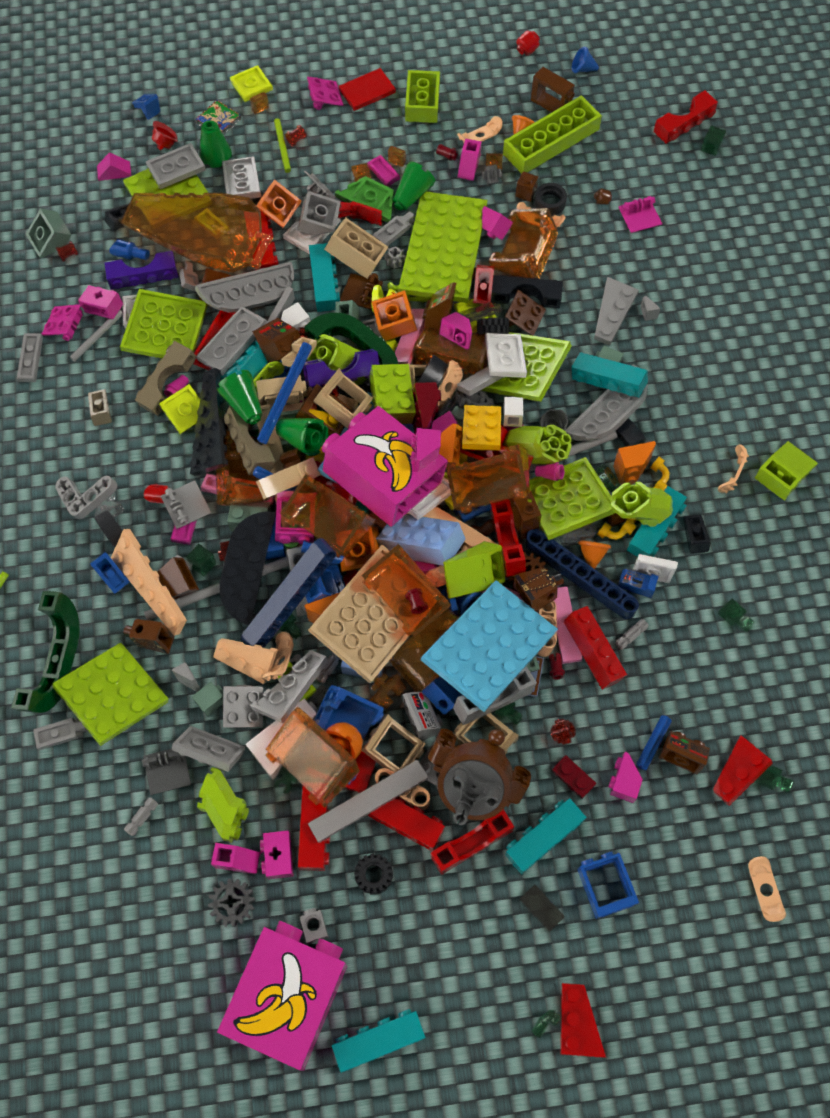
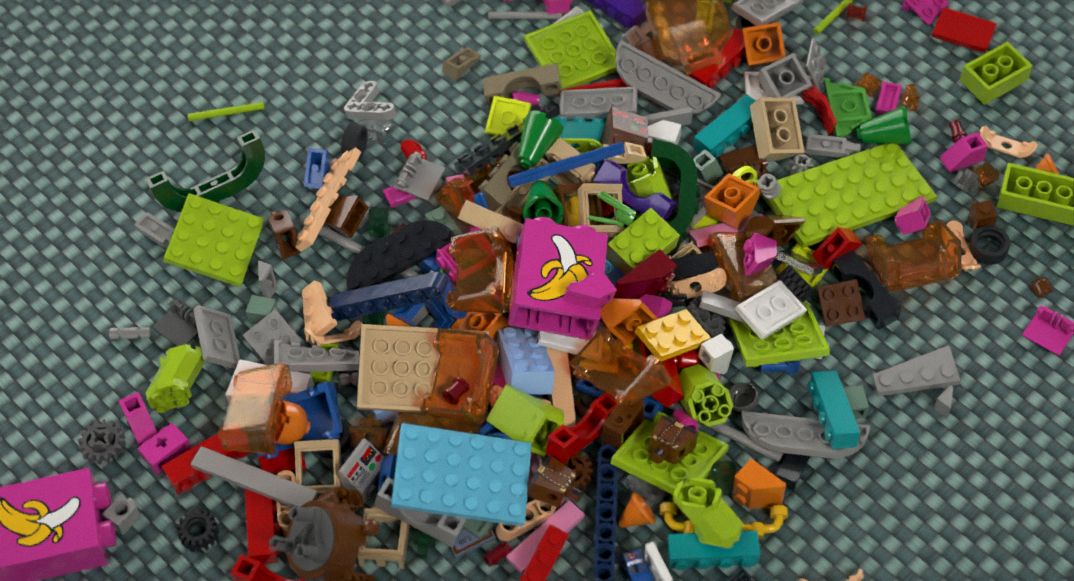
camera: 55 degrees right, 10 degrees down
(363, 385) = (623, 213): none -> bright green plant
(410, 289) = (774, 187): none -> light grey bush
(563, 489) = (671, 441): none -> reddish brown torso

